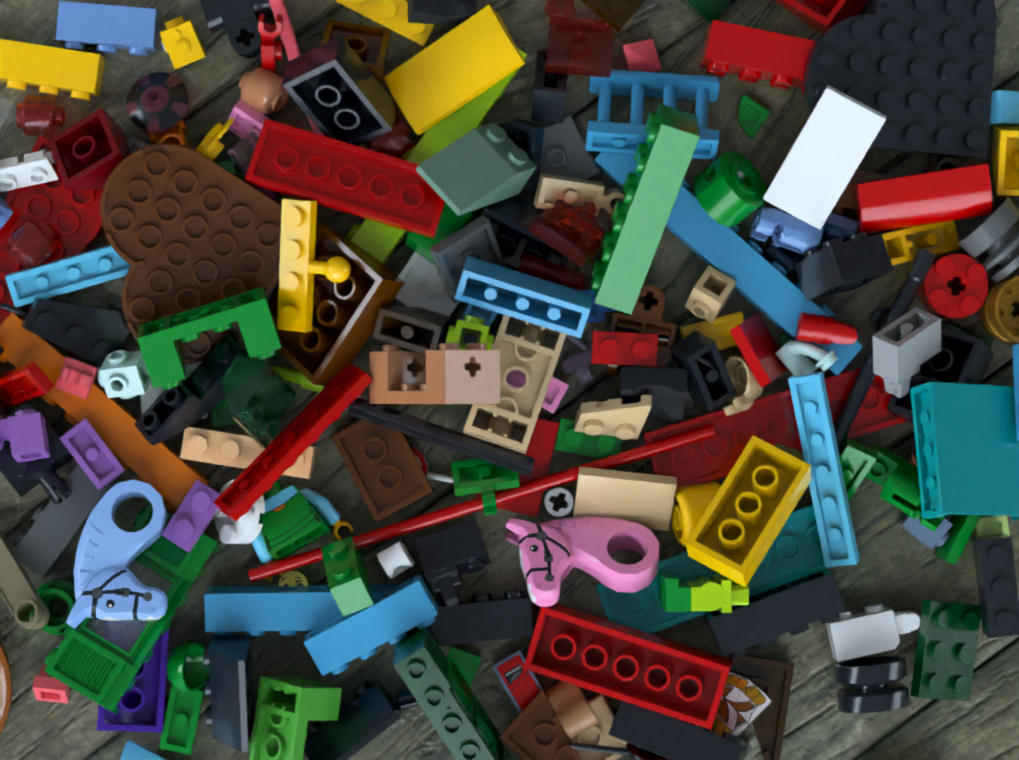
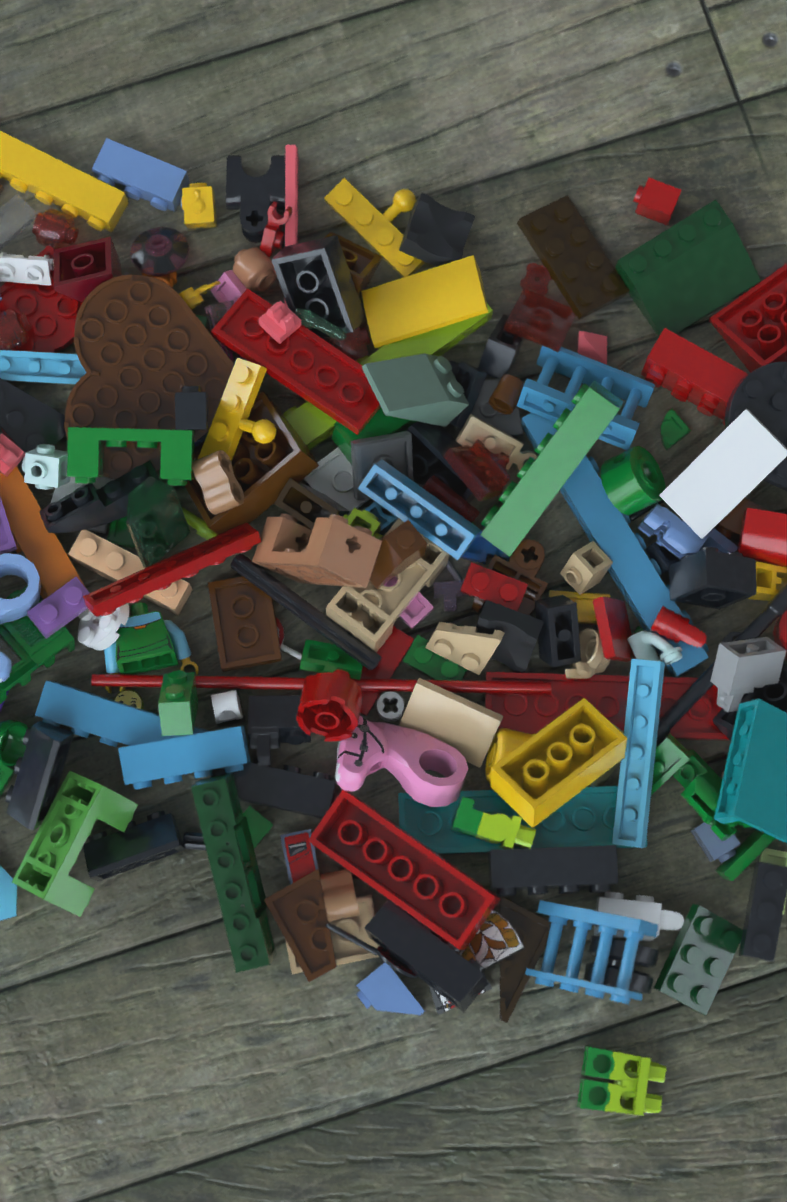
camera: 15 degrees right, 10 degrees down
(255, 272) = (191, 409): none -> black brick
(308, 338) = (218, 482): none -> medium nougat axle
(312, 145) = (279, 321): none -> coral tile
(346, 131) = (313, 320): none -> clear green piece
(500, 528) = (330, 705): none -> red brick
(517, 352) = (396, 553): none -> reddish brown slope
(571, 139) = (506, 394): none -> reddish brown beam
(850, 656) = (608, 925): none -> dark azure fence

